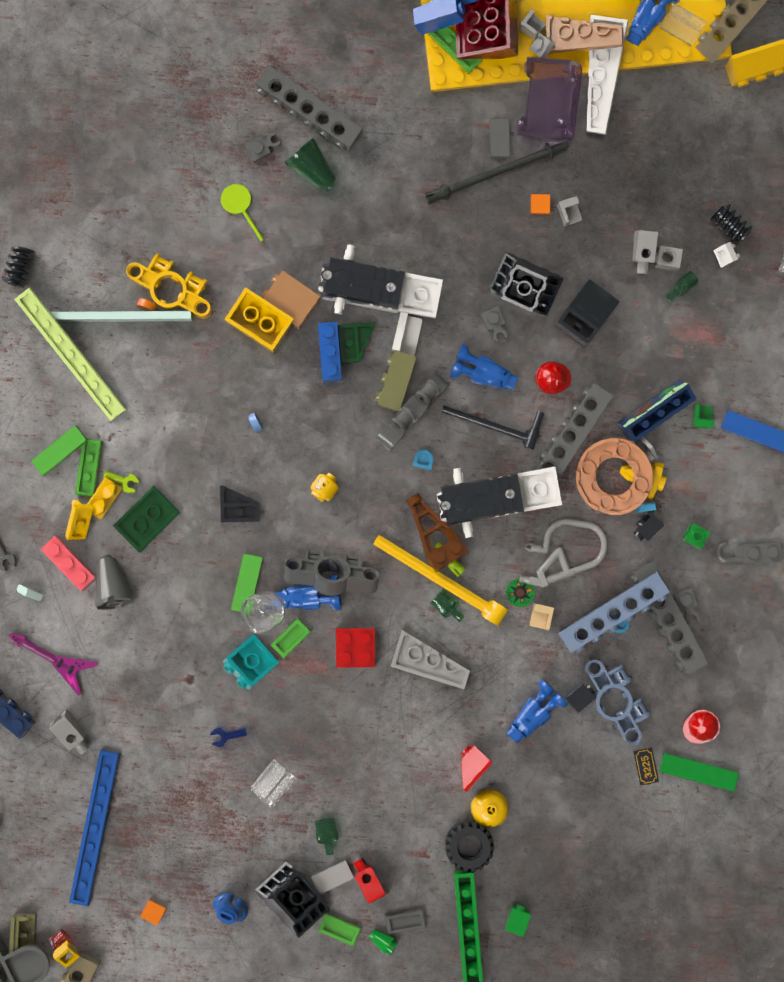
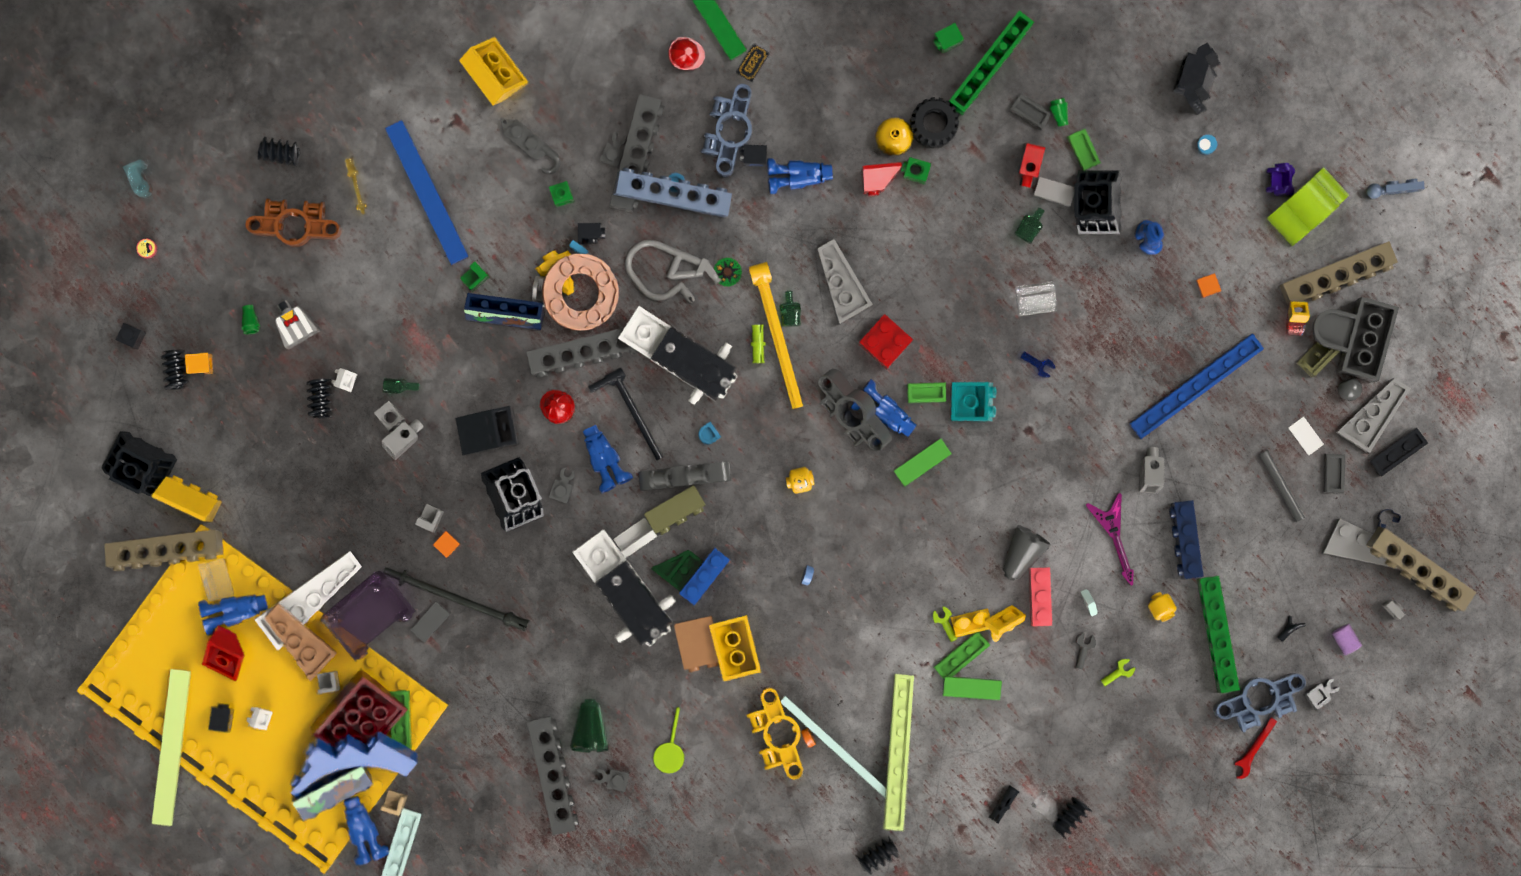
camera: 135 degrees left, 0 degrees up
(146, 519) = (953, 578): dark green tile -> none
(237, 507) = (878, 524): black wing -> none
(263, 611) = (929, 429): clear brick -> none
(441, 797) = (924, 167): none -> green brick
(445, 554) = (755, 348): reddish brown plate -> none
(541, 616) = (728, 239): tan panel -> none
(542, 46) = (336, 660): light grey plate -> none

